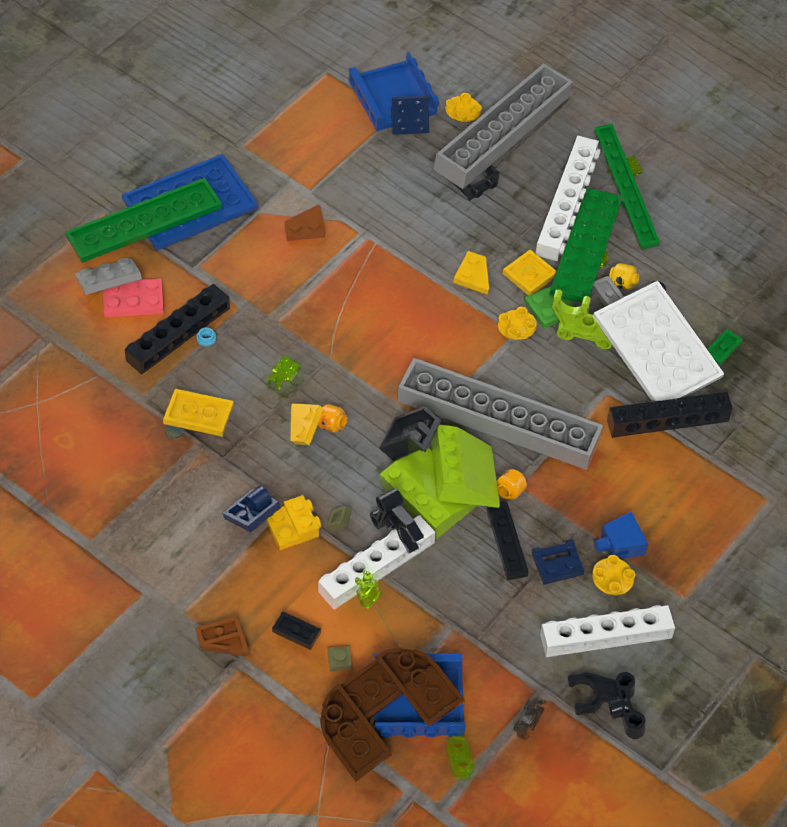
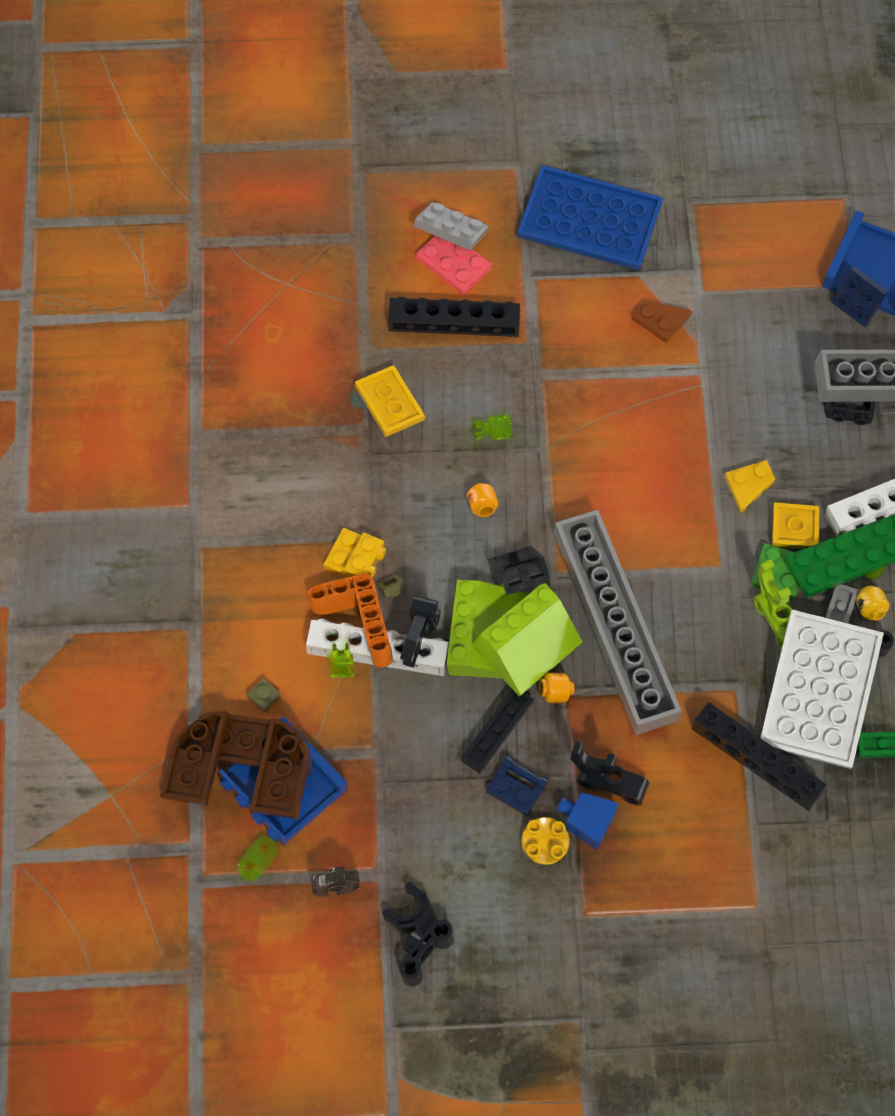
camera: 50 degrees right, 10 degrees up
(143, 220) = (530, 201): green plate -> none
(206, 337) = (469, 339): medium azure plate -> none
(223, 637) = (200, 595): dark orange wing -> none
(252, 509) = (333, 516): dark blue plate -> none
(296, 630) = (257, 642): black plate -> none
(304, 422) = (456, 483): yellow wing -> none
(346, 538) = (352, 593): none -> orange beam
(517, 324) = (730, 560): yellow dish -> none
(597, 505) = (595, 774): none -> black piece
(619, 635) = (529, 920): white brick -> none

